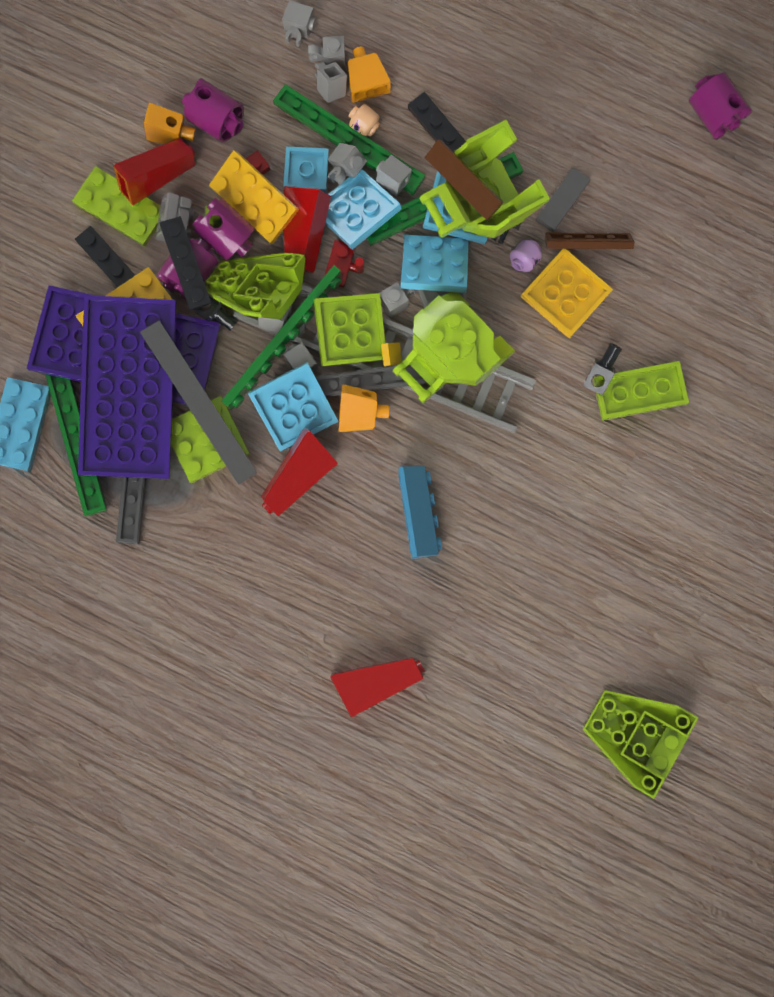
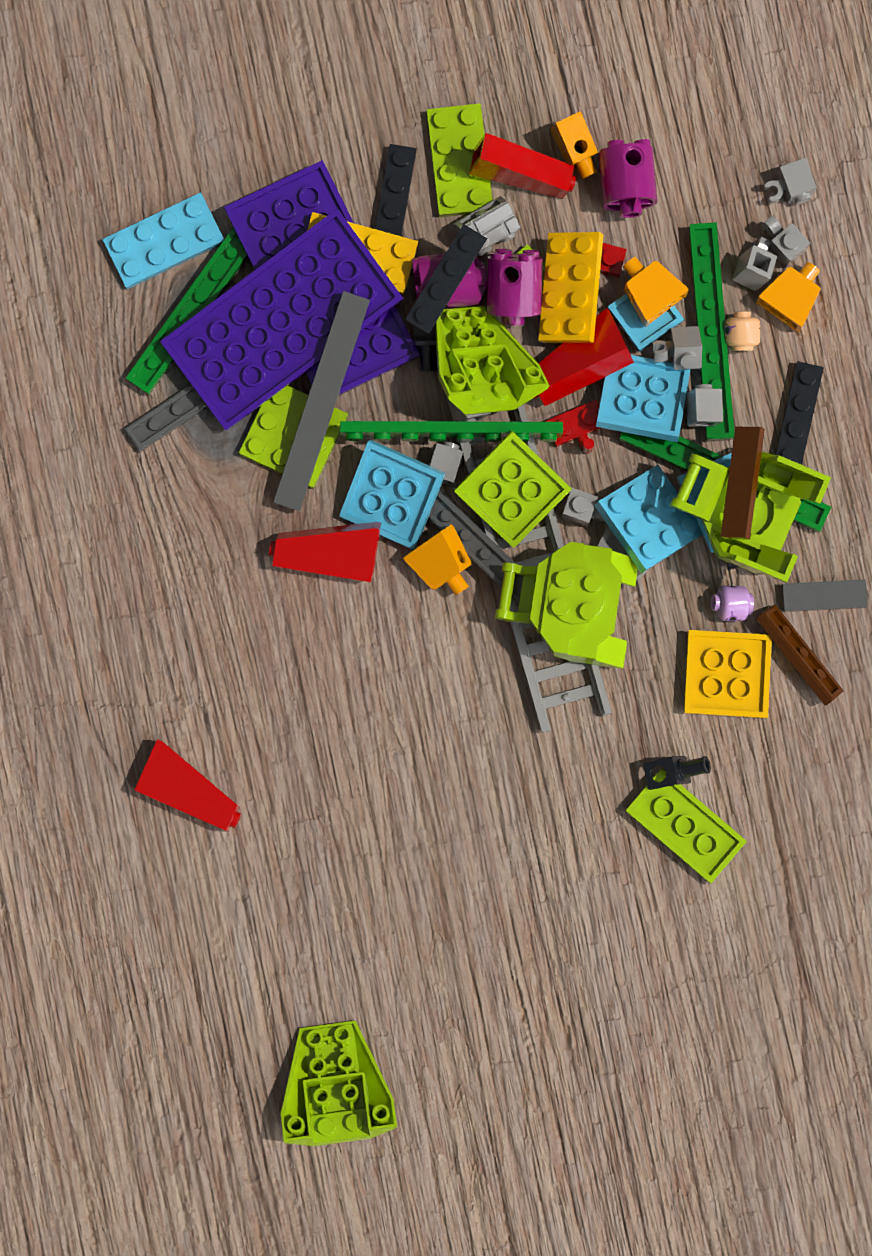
camera: 50 degrees right, 0 degrees up
(295, 150) = (652, 289): none -> light orange torso
(391, 354) = (522, 549): yellow tile -> none
(418, 511) = (384, 699): dark azure slope -> none

